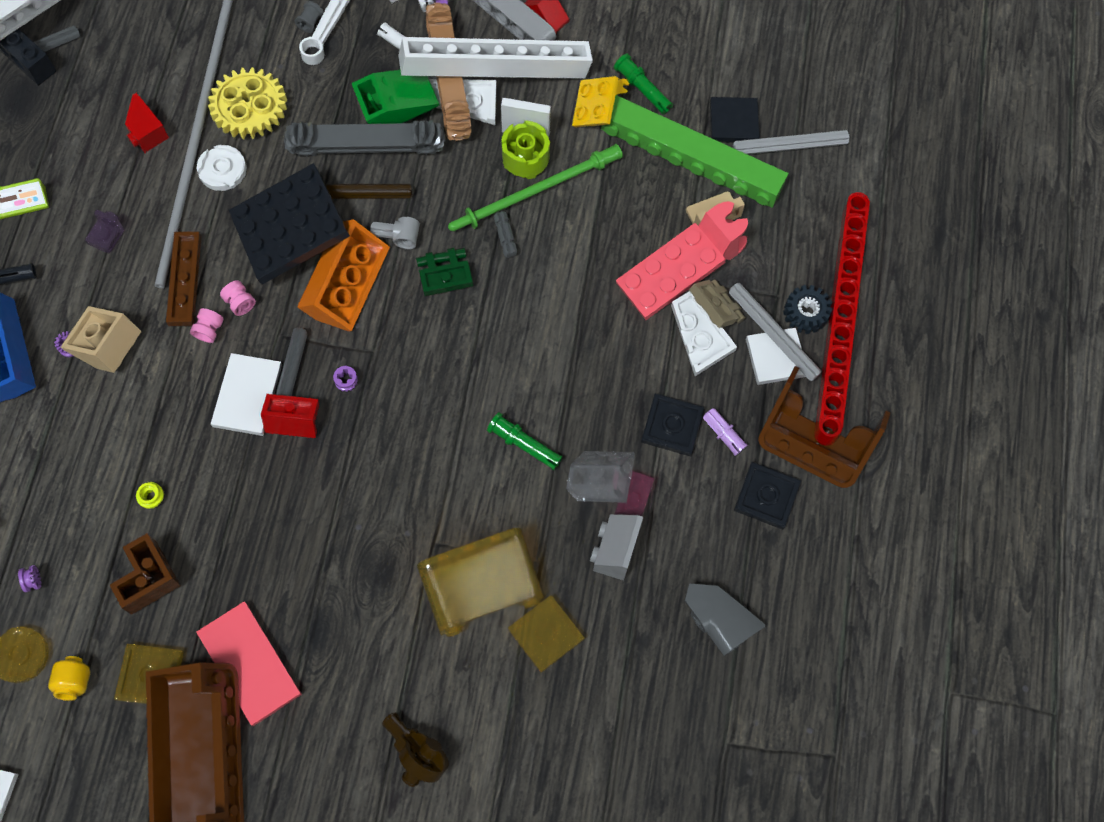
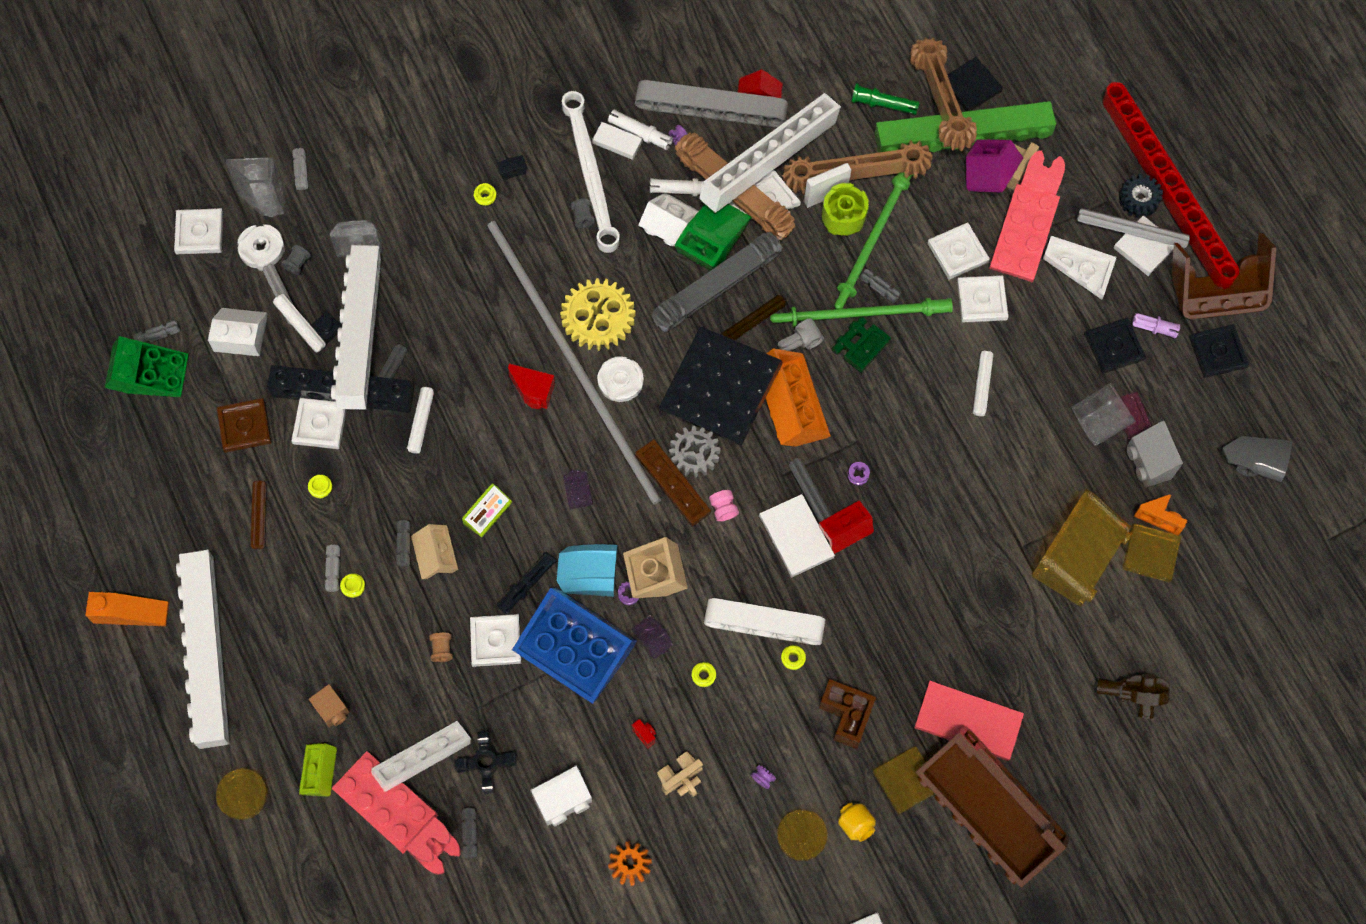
camera: 35 degrees left, 0 degrees up
(37, 95) = (420, 420): none -> white axle
(50, 392) = (652, 636): none -> clear purple bracket
(54, 302) = (587, 569): none -> medium azure slope
(59, 450) = (703, 667): none -> neon yellow plate
(152, 447) = (764, 621): none -> white beam
(223, 264) = (686, 456): none -> light grey gear
(239, 300) = (728, 469): bright pink wheel -> none
(370, 56) = (666, 218): none -> white slope
(514, 435) = (1015, 429): green pin -> none
(522, 376) = (983, 383): none -> white axle
(529, 278) = (926, 307): none -> bright green bar
(577, 598) = (1155, 514): none -> orange slope
(586, 304) = (982, 298): none -> white tile
(596, 100) = (866, 134): yellow plate -> none
(600, 250) = (958, 251): none -> white tile
(614, 142) = (862, 165): none -> medium nougat arm
(674, 140) = (954, 129): none -> medium nougat arm
(687, 192) = (991, 165): none -> magenta slope
(717, 303) = (1083, 236): dark tan plate -> none
(792, 142) = (1028, 75): light grey axle -> none

